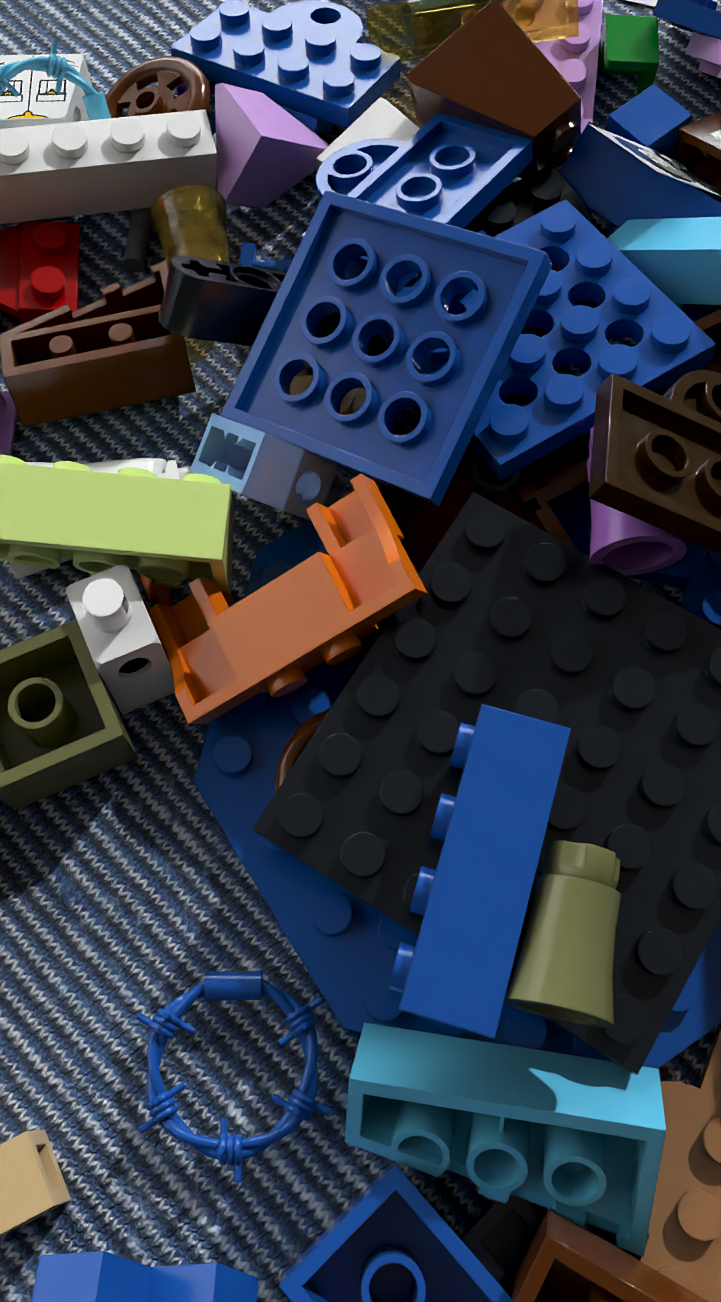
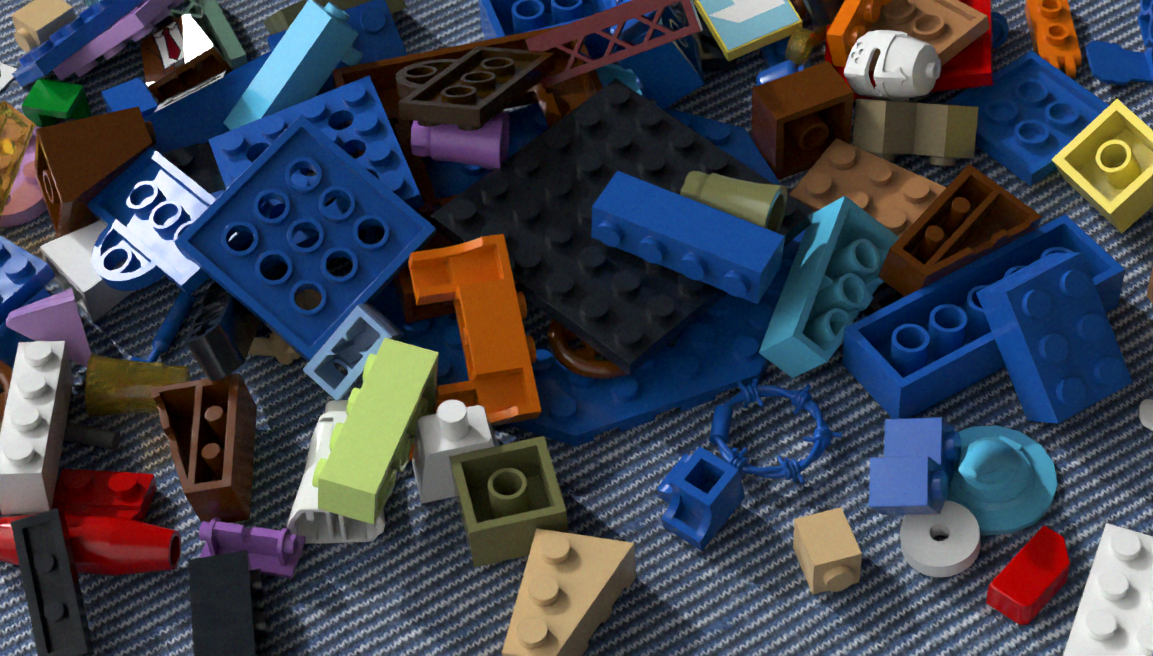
camera: 75 degrees left, 20 degrees down
(94, 975) = (700, 496): none -> blue brick

